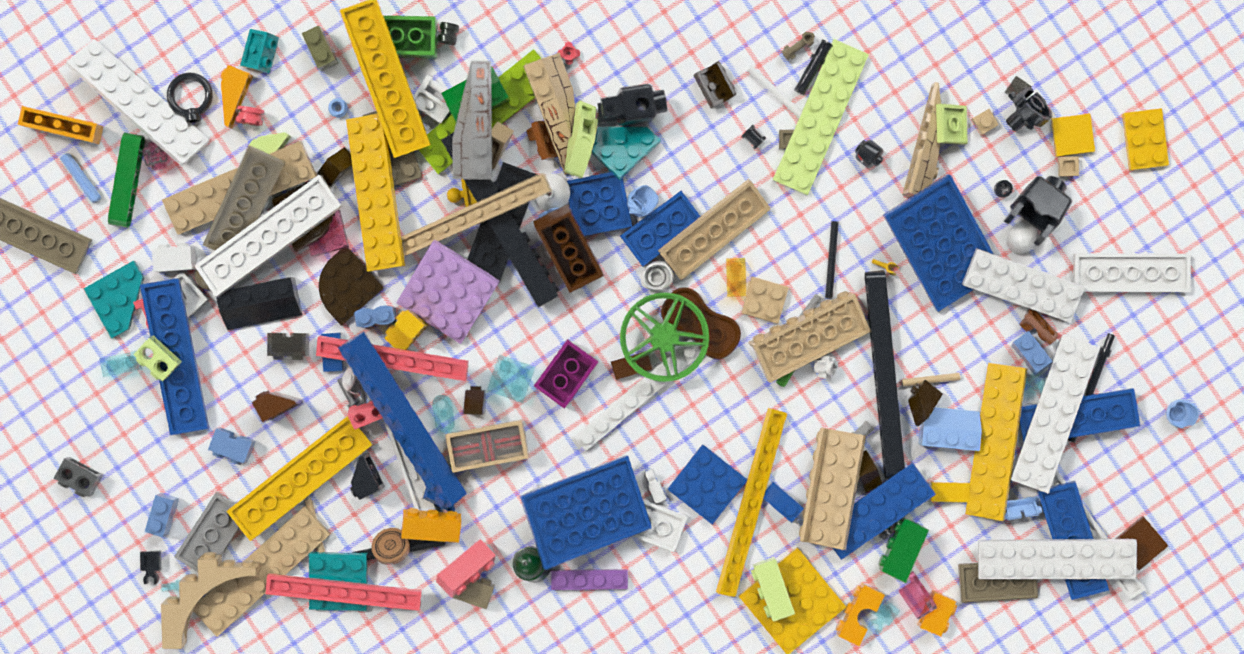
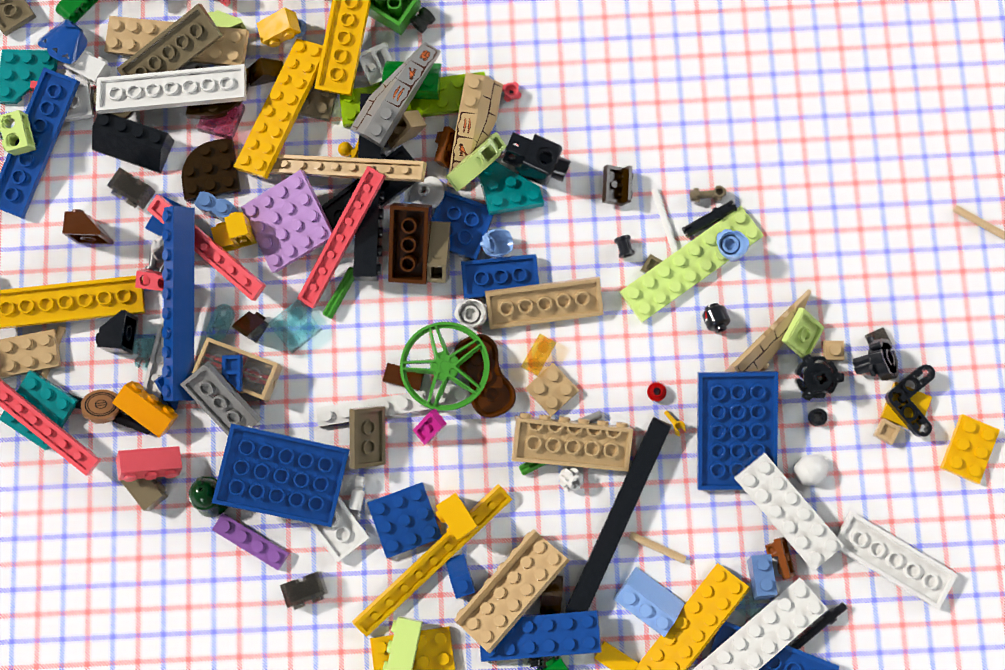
camera: 40 degrees right, 10 degrees down
(136, 245) = (68, 40): none -> blue piece
(235, 448) = (28, 241): medium blue brick -> none
(324, 120) = (278, 27): none -> yellow brick
(391, 474) = (143, 346): none -> clear light blue plate
(487, 449) = (233, 370): none -> blue tile
(492, 481) = (219, 398): none -> light grey plate
(506, 279) = (341, 236): none -> coral plate
(531, 325) = (339, 294): none -> bright green axle
(566, 373) = (342, 348): magenta brick -> none
(598, 241) = (439, 252): none -> dark tan slope
(635, 435) = (367, 437): none -> dark tan plate
(658, 595) = (298, 592): none -> clear smoke brick
(682, 395) = (429, 426): none -> dark pink plate
(751, 456) = (456, 517): none -> yellow brick
(831, 259) = (630, 390): black bar -> none
(847, 82) = (732, 244): none -> light blue hair
(849, 251) = (652, 396): none -> red plate
(865, 429) = (573, 555): light grey pin -> none
(923, 401) = (639, 560): dark brown slope -> none
(980, 151) = (829, 380): none -> black piece
(1042, 205) = (844, 449): piece -> none
(1066, 126) = (905, 395): none -> black beam

